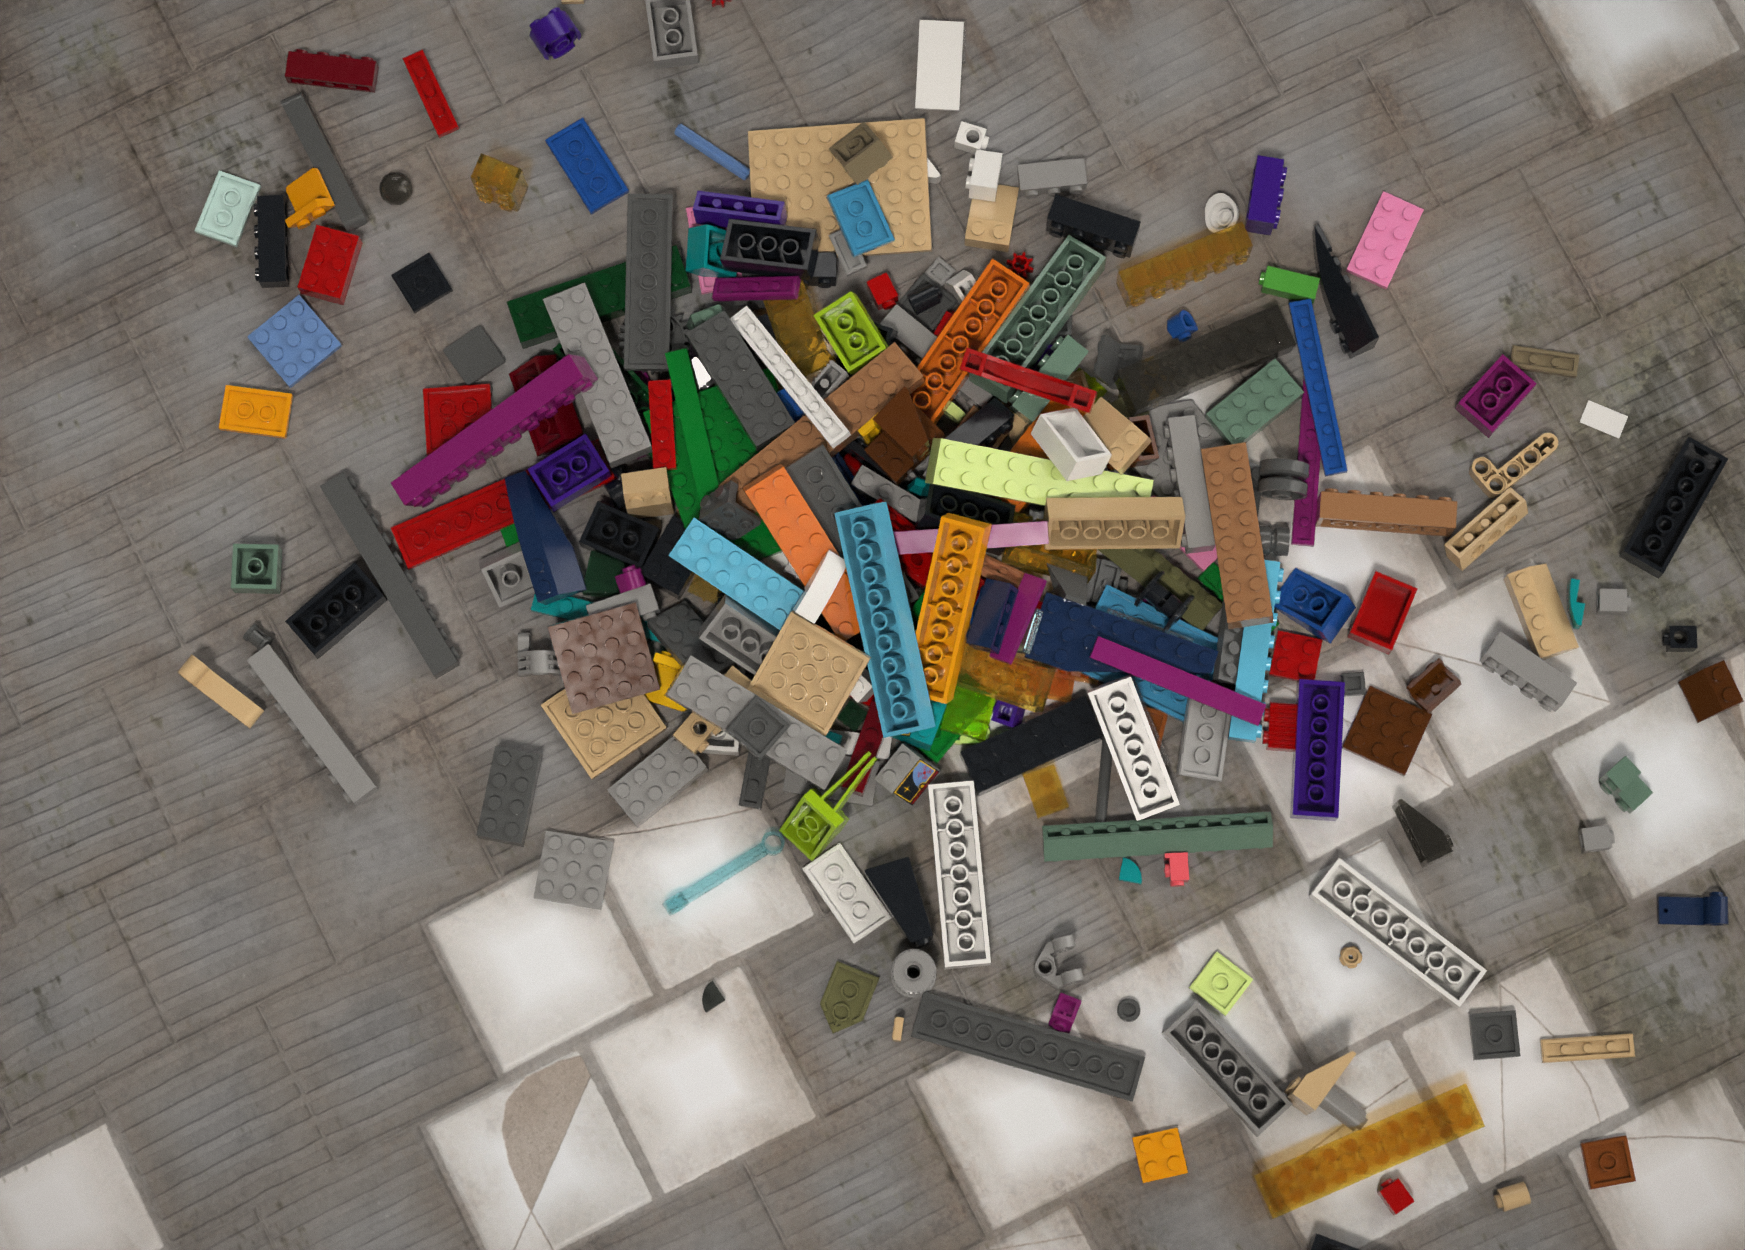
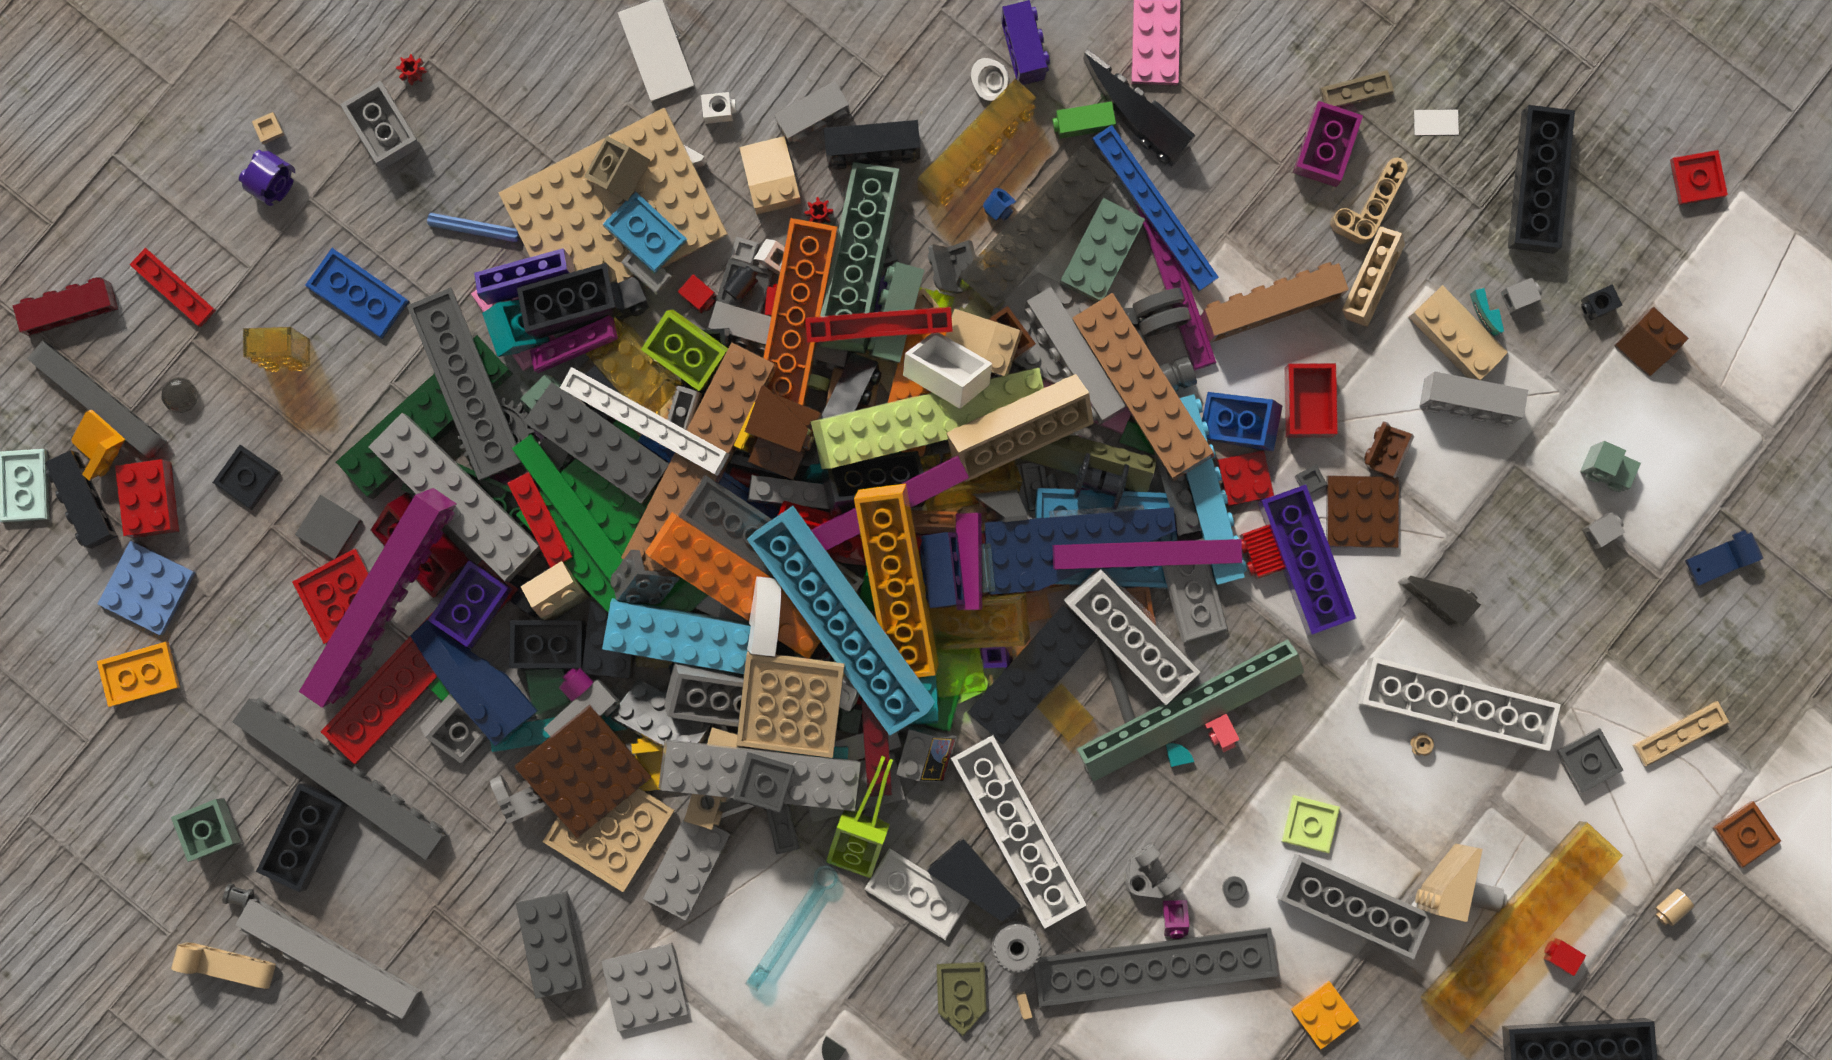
camera: 25 degrees left, 5 degrees up
(985, 175) = (746, 137): white brick -> none

